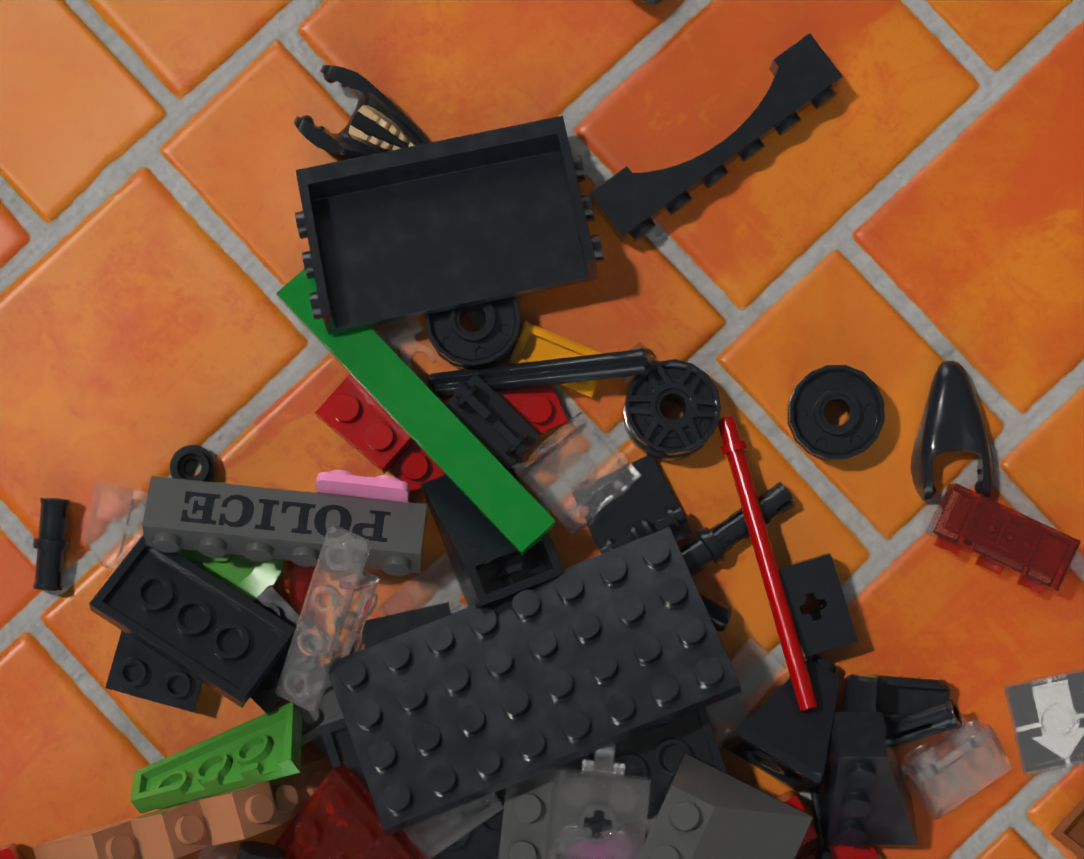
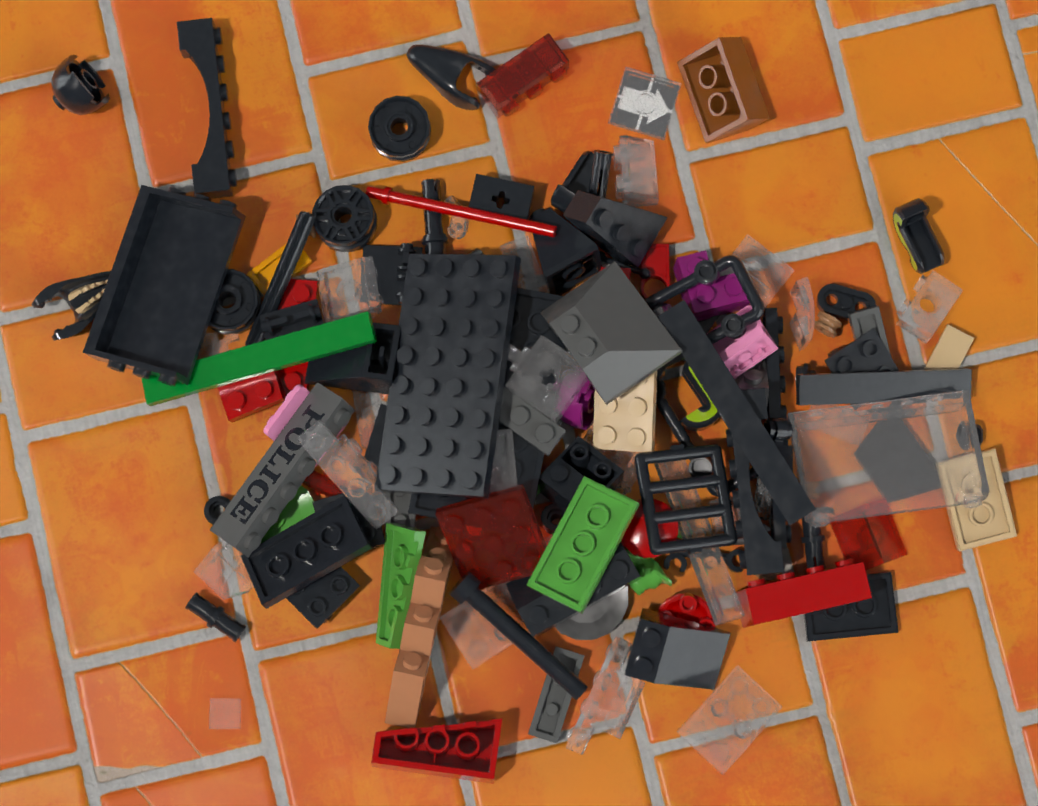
camera: 65 degrees left, 5 degrees down
(744, 566) = (458, 226): none -> clear arm

